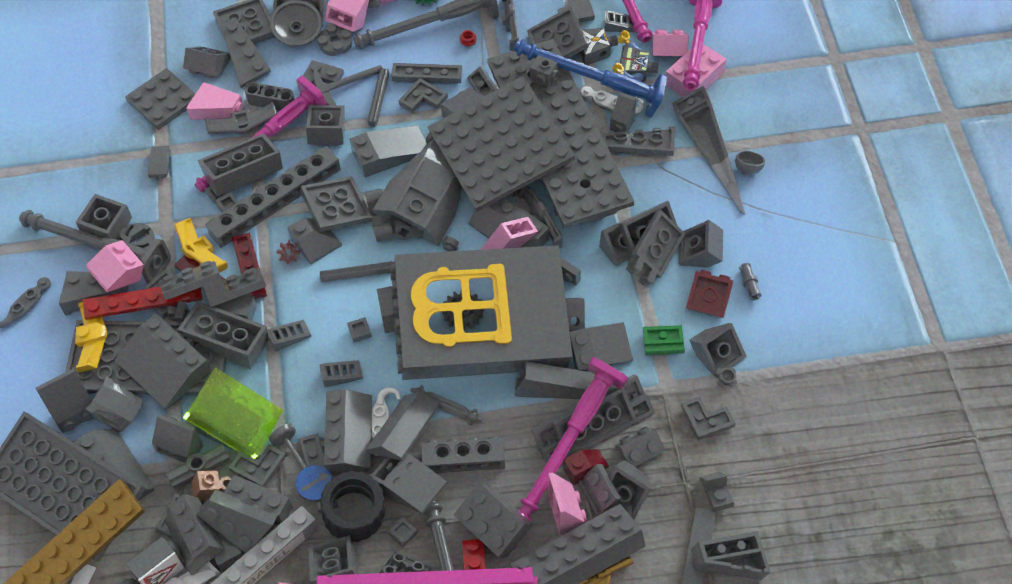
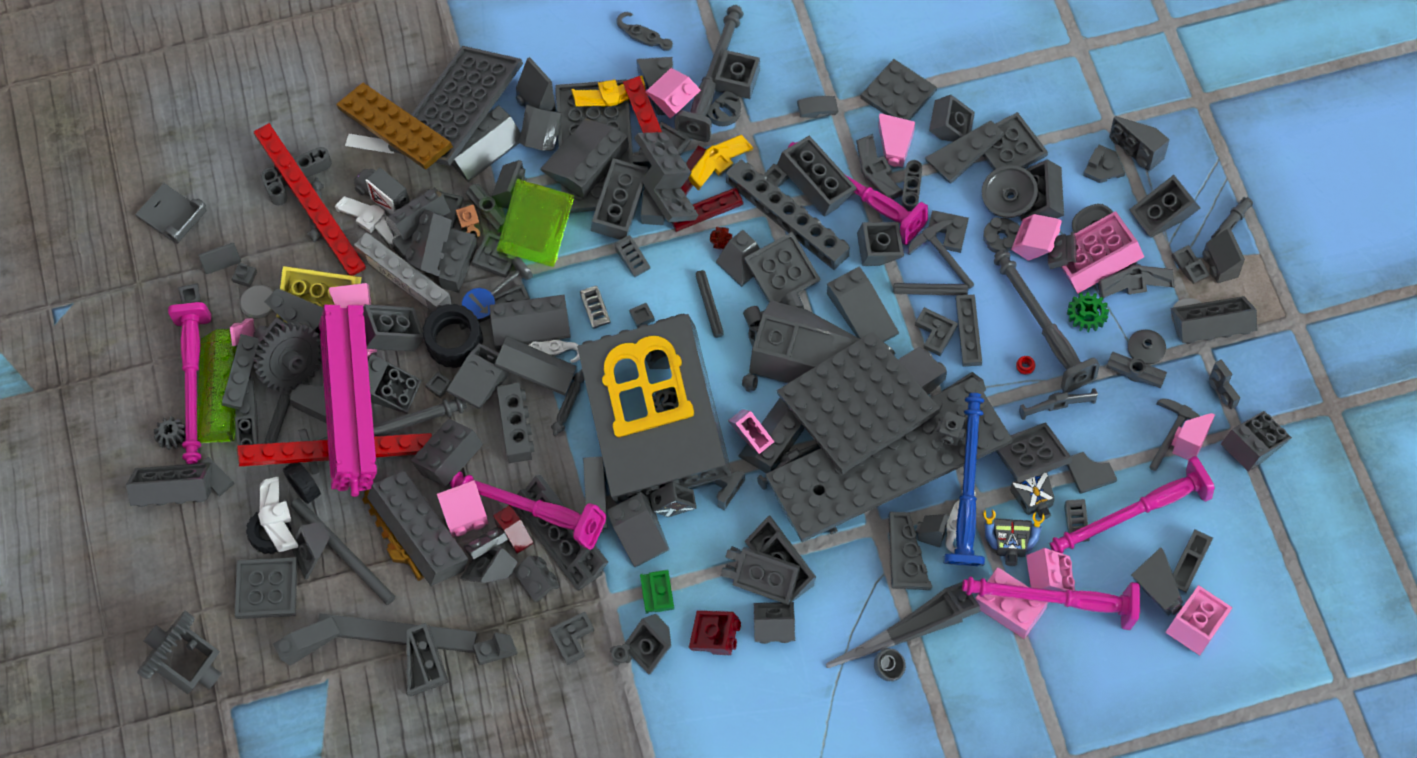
camera: 85 degrees right, 5 degrees up
(750, 281) = (736, 673): dark grey pin -> none

